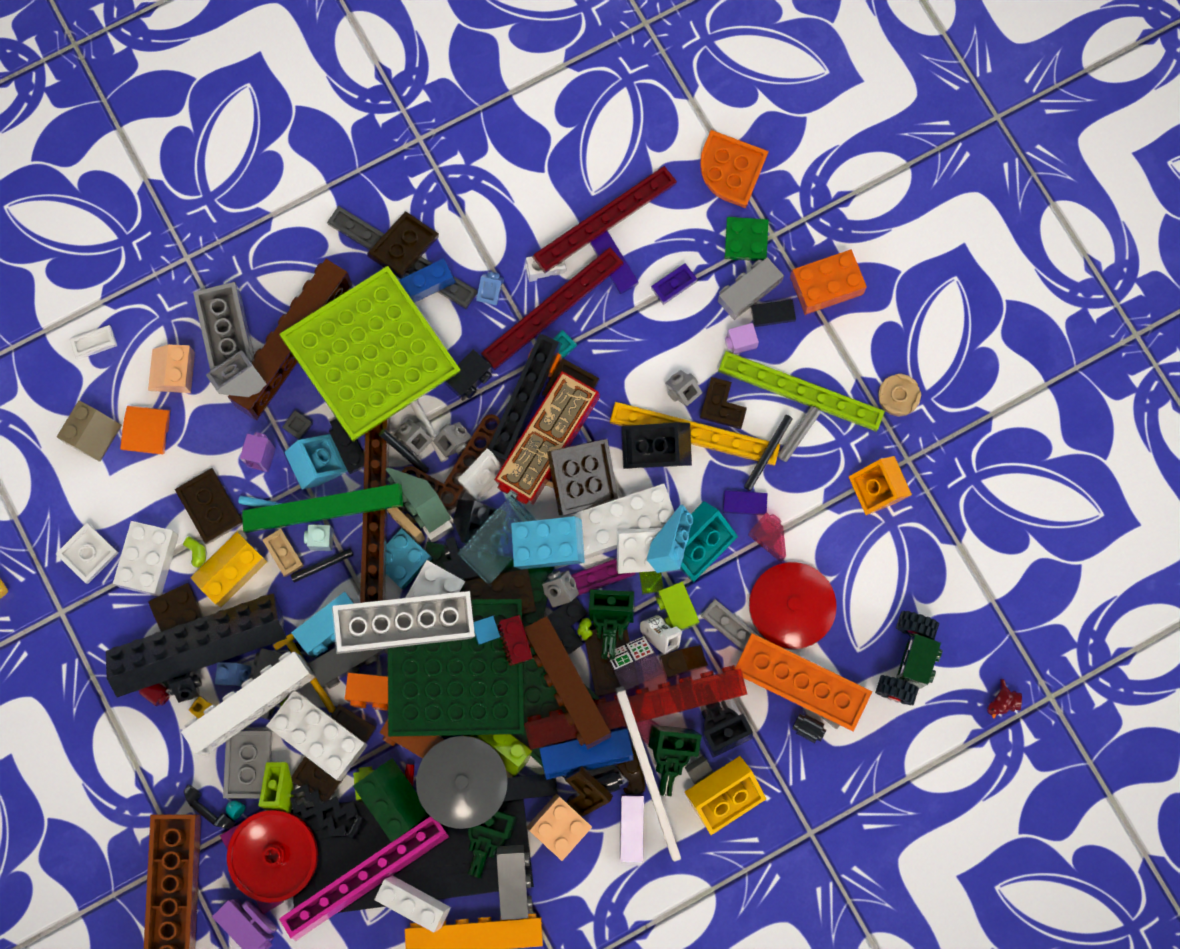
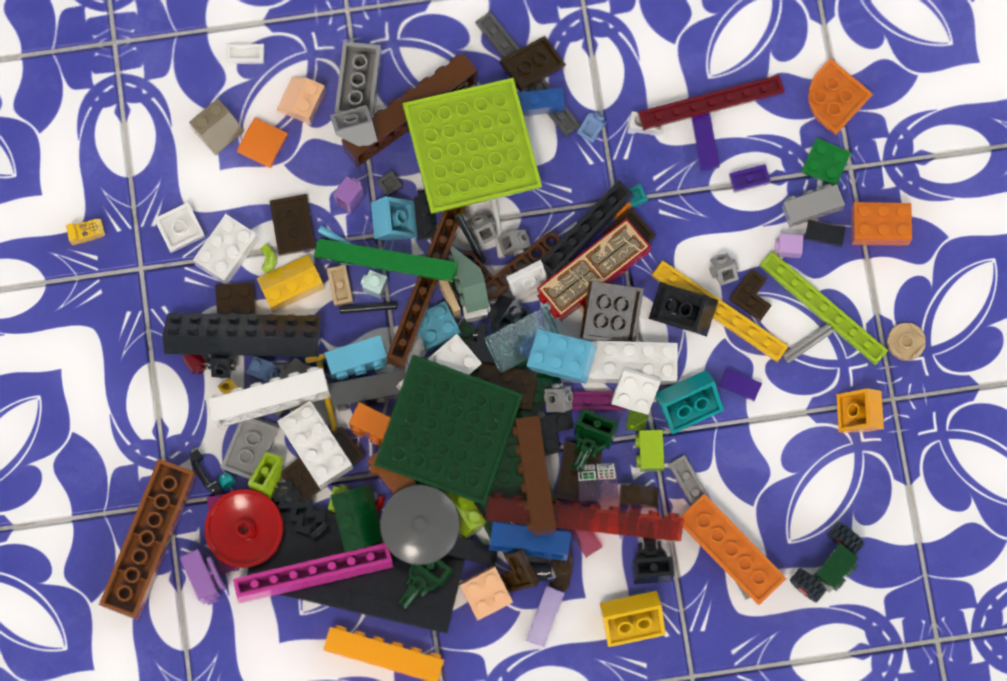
camera: 20 degrees right, 0 degrees up
(403, 622) = (419, 376): white brick -> none
(412, 903) = (344, 608): white brick -> none
(472, 373) = (551, 193): black brick -> none
(486, 630) = (484, 408): dark azure tile -> none
(513, 882) = (432, 622): brick -> none
(514, 640) = (504, 425): dark red brick -> none
(552, 308) = (638, 162): dark red tile -> none
(584, 628) = (566, 439): lime arm -> none
(648, 774) = (574, 575): tile -> none
(661, 634) = (627, 466): white leg -> none
(670, 543) = (663, 394): medium azure slope -> none
(672, 751) = (601, 567): dark green brick -> none
(699, 769) = (618, 589): dark grey tile -> none
(768, 452) = (775, 349): black bar -> none
(770, 536) = (750, 419): clear pink slope -> none
(792, 605) = (748, 484): red dish -> none
(809, 728) = (723, 589): black brick -> none
(1005, 701) = (896, 628): dark red animal -> none

